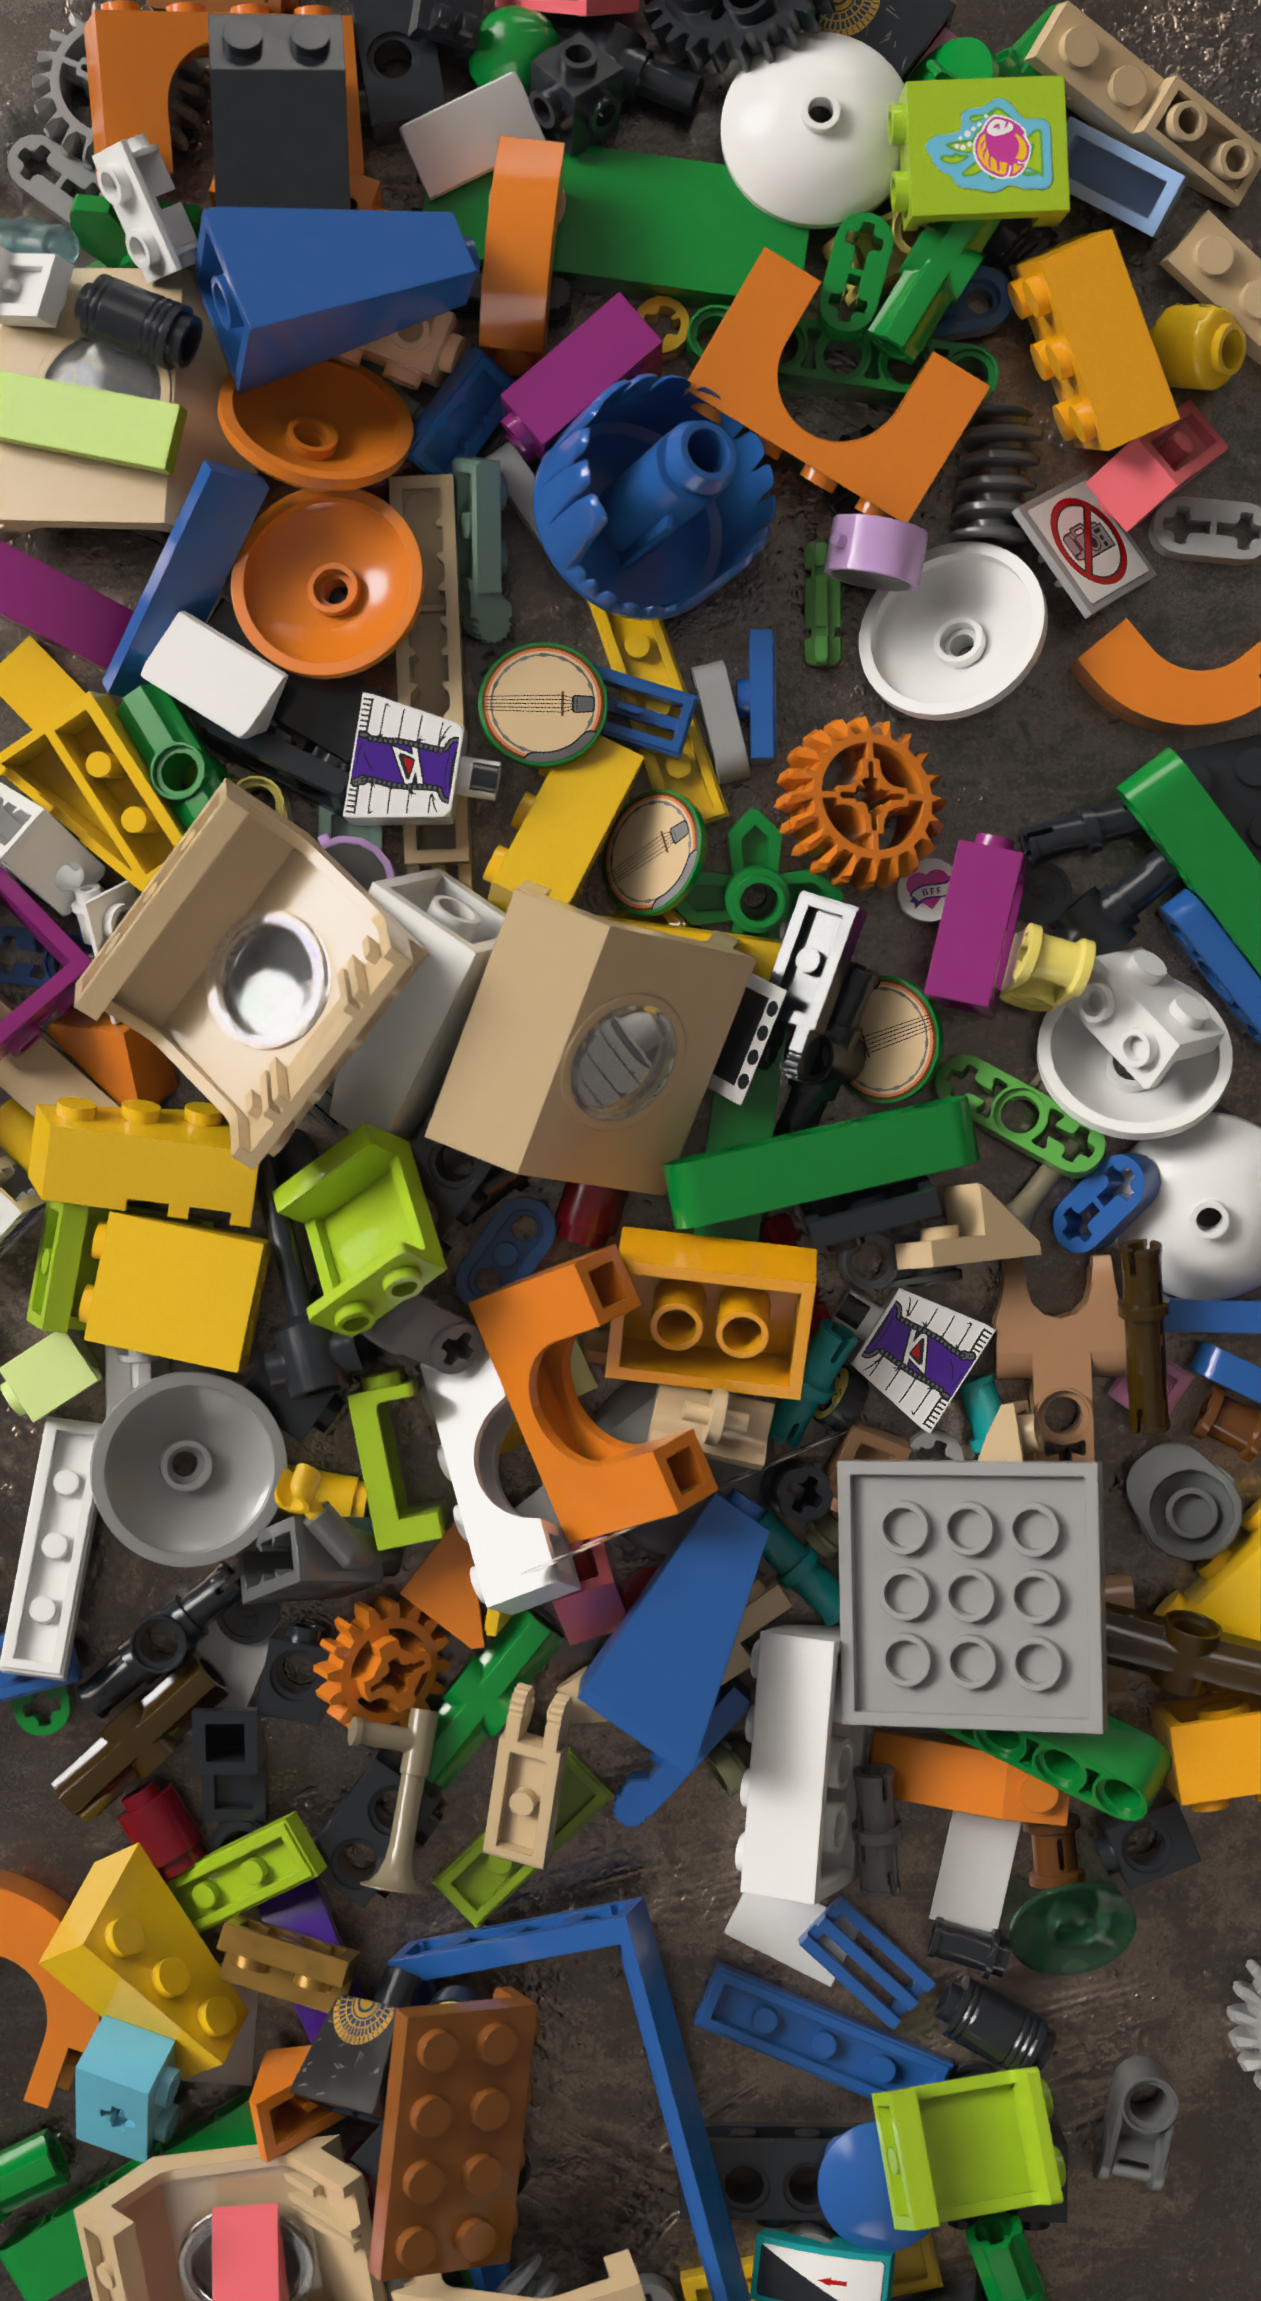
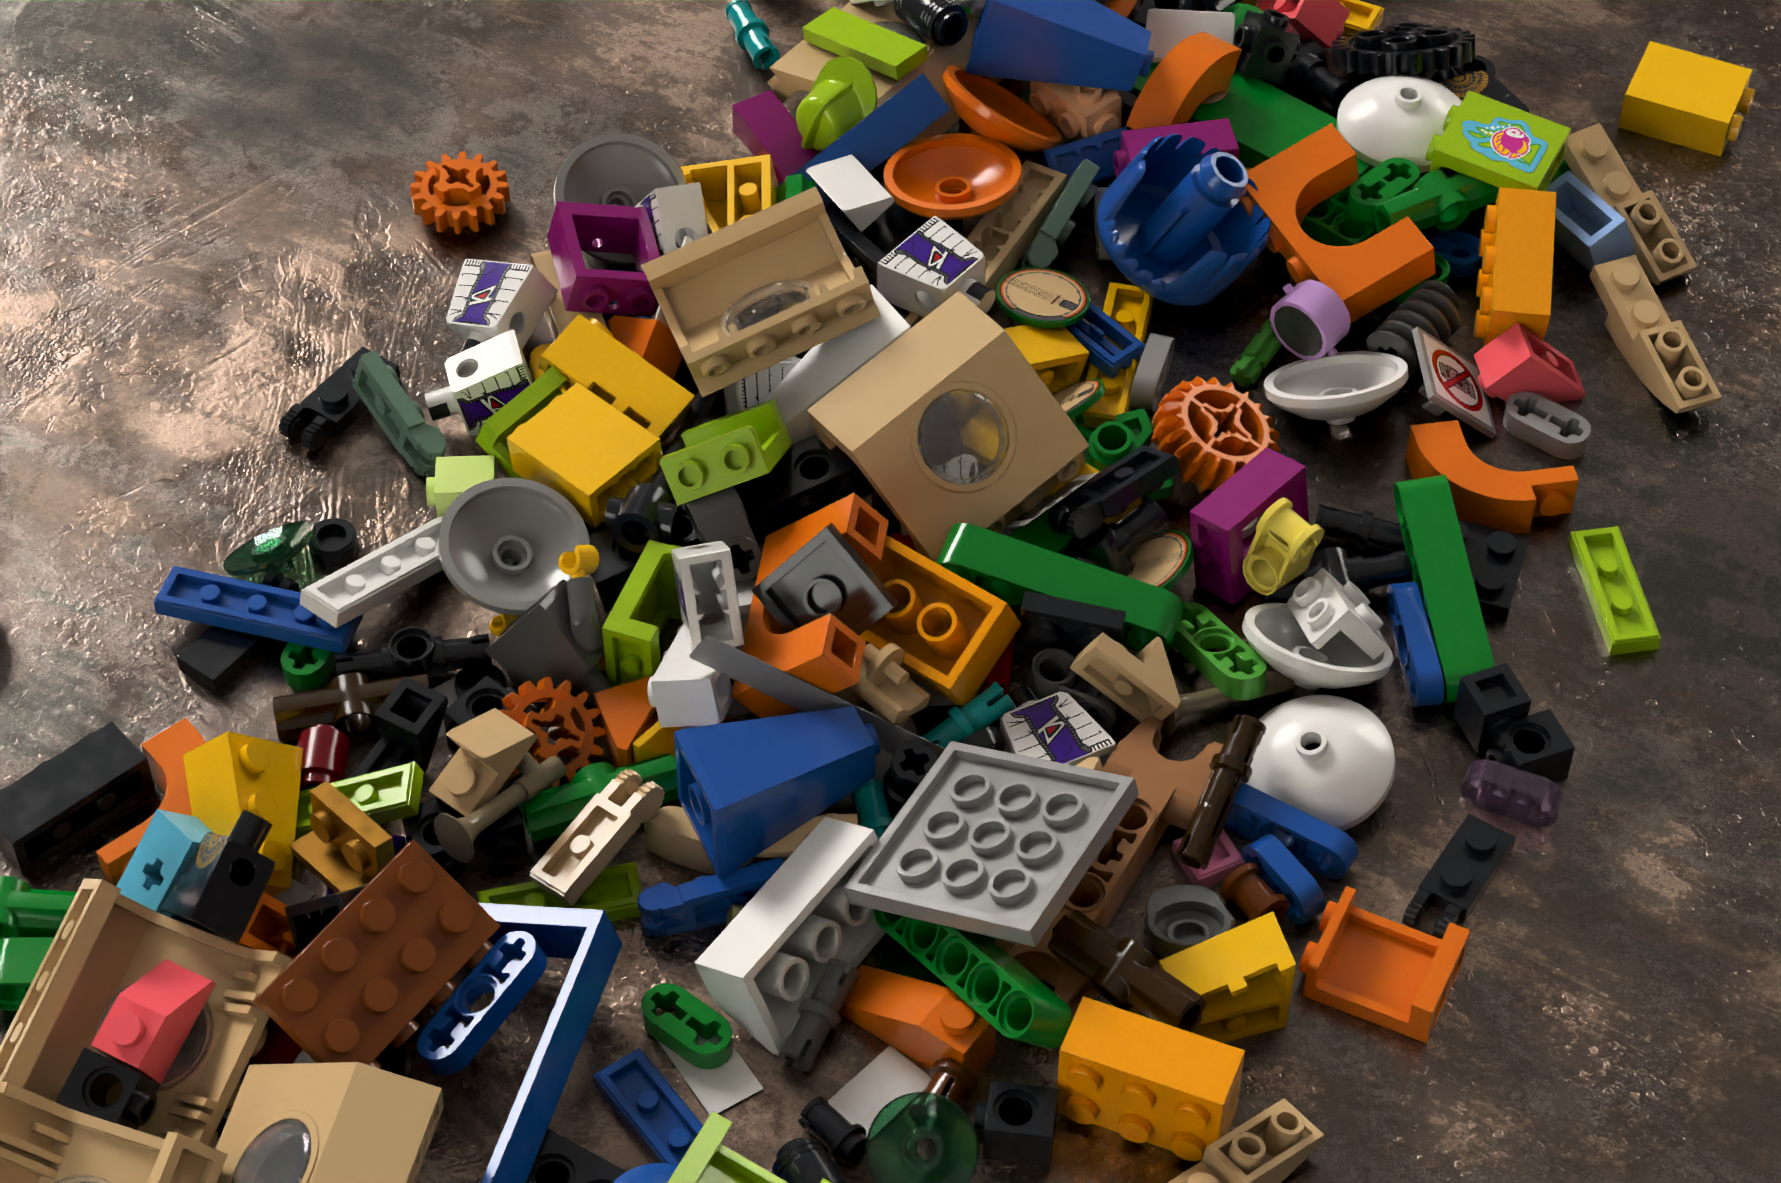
camera: 30 degrees right, 40 degrees down
(110, 545) = (836, 103): none -> lime piece
(216, 2125) = (221, 898): none -> black torso
(361, 1784) = (486, 758): none -> tan slope
(472, 1457) = (708, 590): none -> white torso
(548, 2099) = (468, 1041): none -> blue beam
(608, 1388) = (823, 580): none -> black plate
(745, 1928) = (692, 1020): none -> green beam
(758, 697) = (1192, 361): blue plate -> none
(906, 1997) = (740, 1066): blue tile -> none
(1115, 1212) = (1264, 702): blue beam -> none
(1198, 345) = (1589, 323): yellow head -> none

